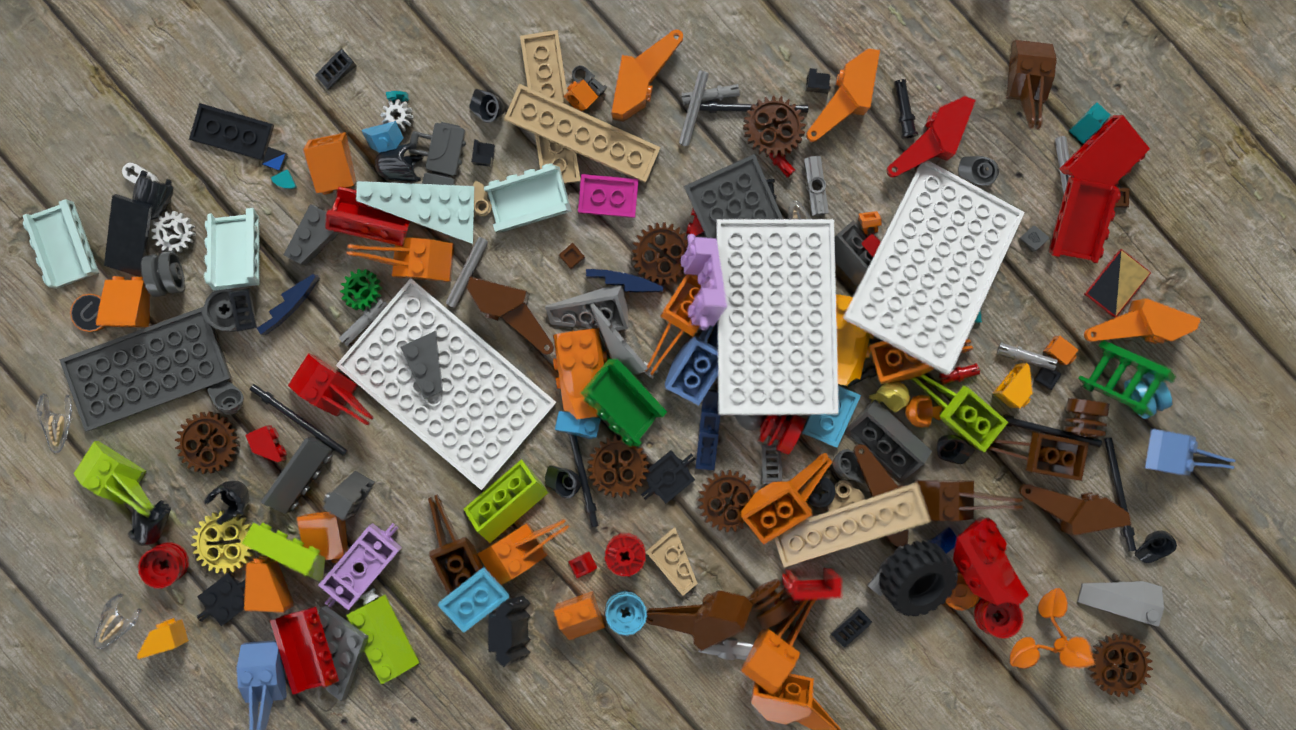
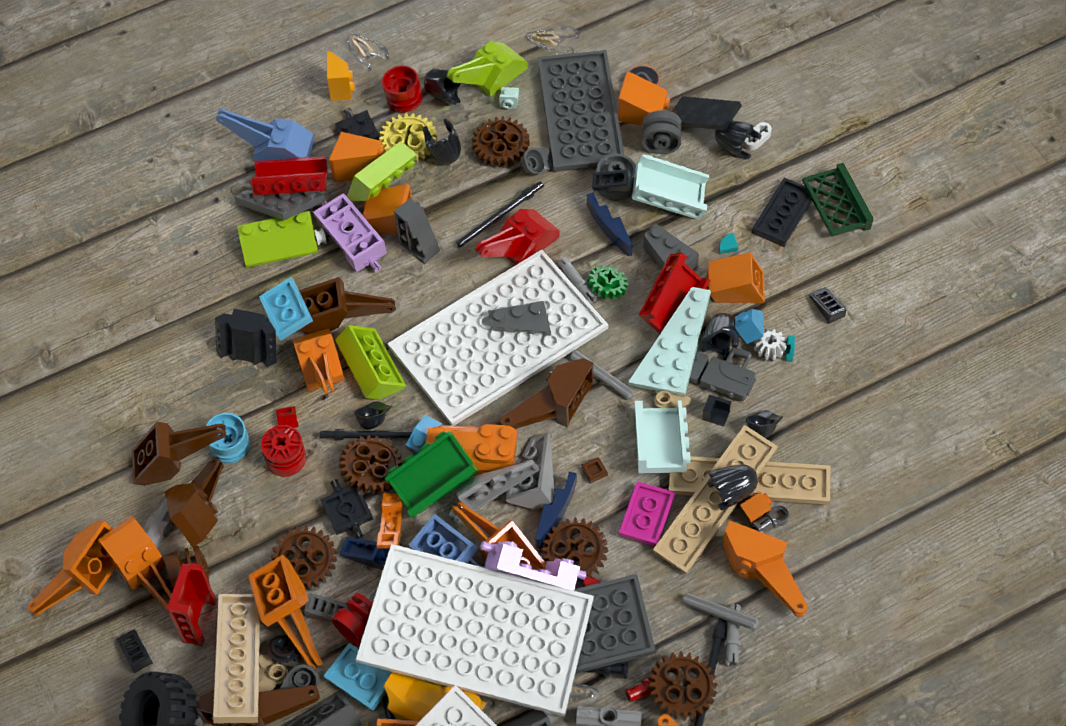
camera: 105 degrees right, 30 degrees down
(60, 245) = (708, 68): light aqua panel -> none
(145, 449) = (509, 97): none -> light aqua bracket
(177, 225) = (699, 150): white gear -> none
(203, 63) = (852, 196): none -> dark green fence
(265, 443) = (485, 184): red slope -> none
(274, 159) = (750, 240): black tile -> none
(297, 475) = (449, 199): dark grey slope -> none
(415, 259) = (623, 332): orange slope -> none
(572, 115) = (733, 483): none -> black hair
(579, 616) = (240, 394): orange slope -> none
(660, 671) = (161, 449): none -> reddish brown slope
(673, 561) = (262, 495): tan wing -> none
(676, 430) = (391, 521): none -> orange slope

